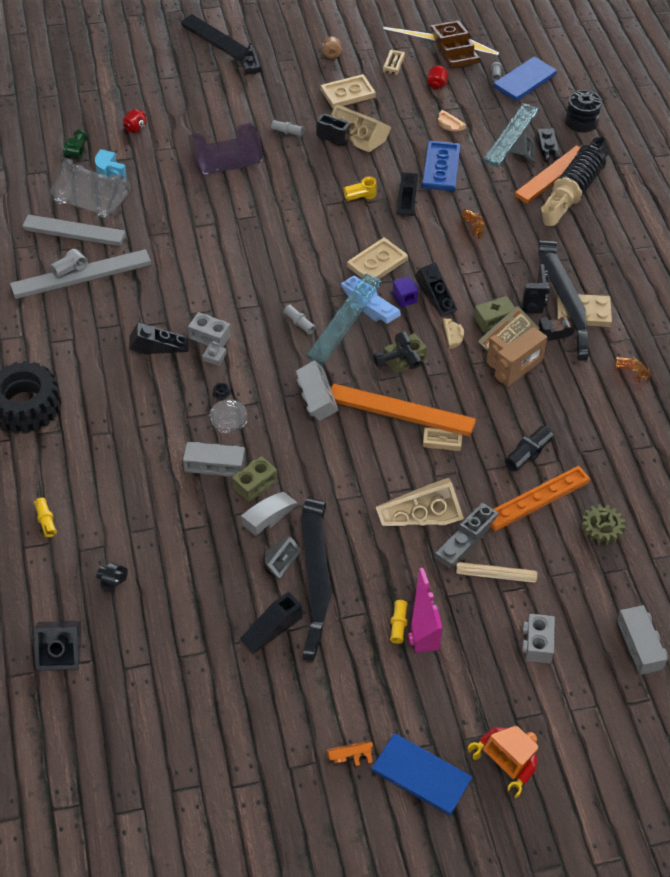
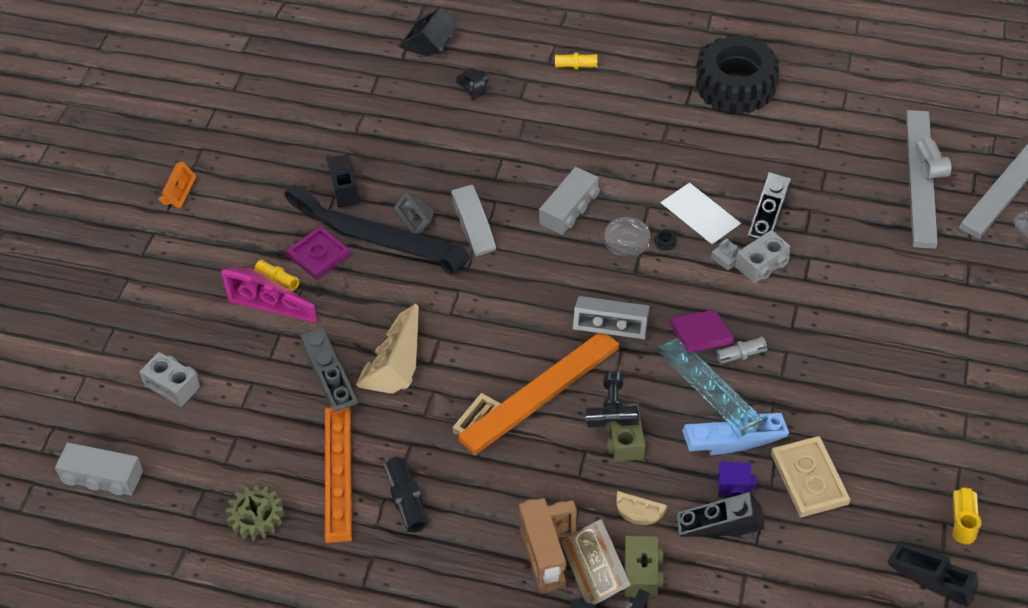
camera: 120 degrees right, 0 degrees up
(178, 385) = (700, 213): none -> white sticker
(254, 479) = (523, 223): olive brick -> none
(297, 342) = (701, 331): none -> magenta tile
(356, 608) = (318, 252): none -> magenta tile
(422, 774) = (120, 231): blue tile -> none
(496, 572) = (272, 385): tan axle -> none
(511, 751) = (79, 294): orange torso -> none

